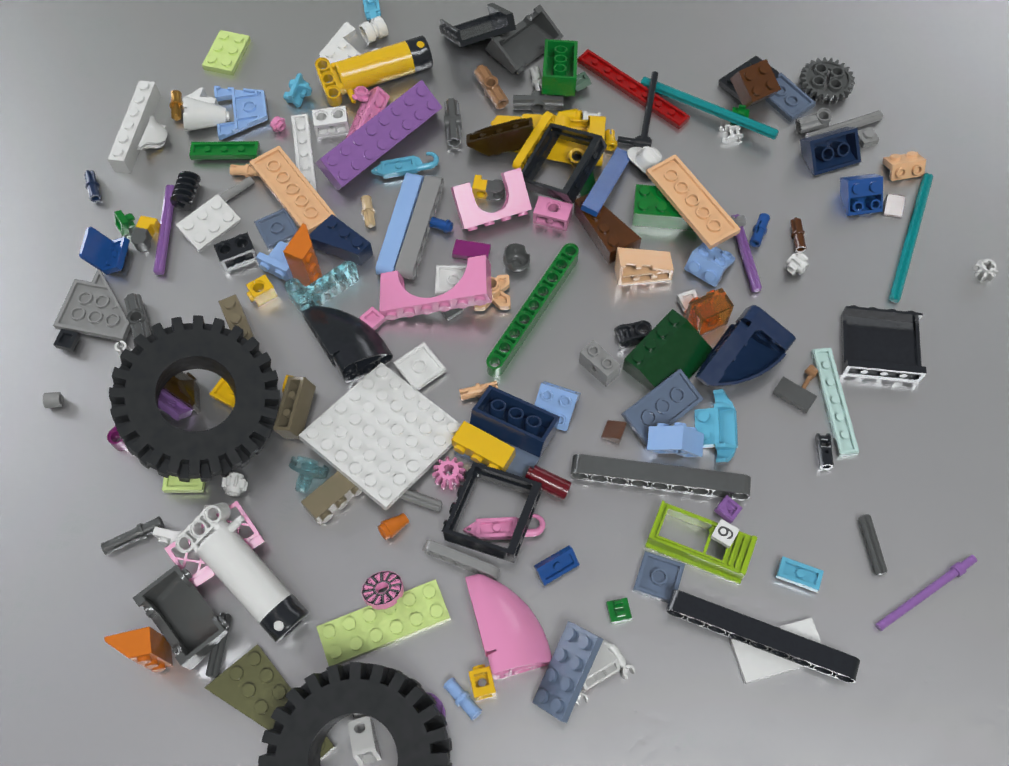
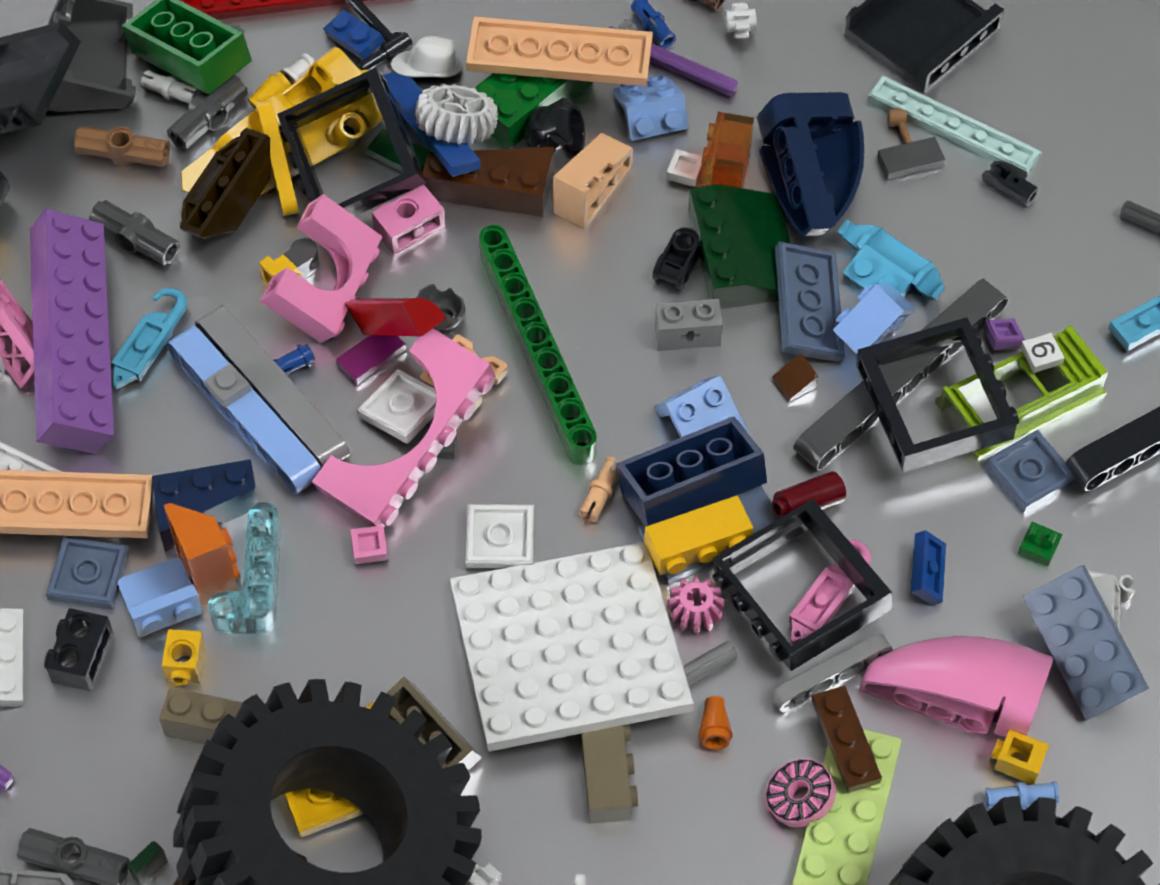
camera: 55 degrees left, 5 degrees down
(308, 470) = (548, 774): clear light blue tile -> none
(347, 341) = (371, 600): black panel -> none
(368, 211) = (179, 435): tan axle -> none
(400, 208) = (227, 385): none -> light grey plate
(425, 591) = (846, 739): none -> reddish brown plate
(485, 240) = (395, 316): none -> red brick
(615, 186) = (456, 114): none -> white gear
(631, 123) = (353, 34): none -> blue plate
(655, 232) = (556, 127): none -> black helmet
(658, 545) = (914, 456): none -> black window

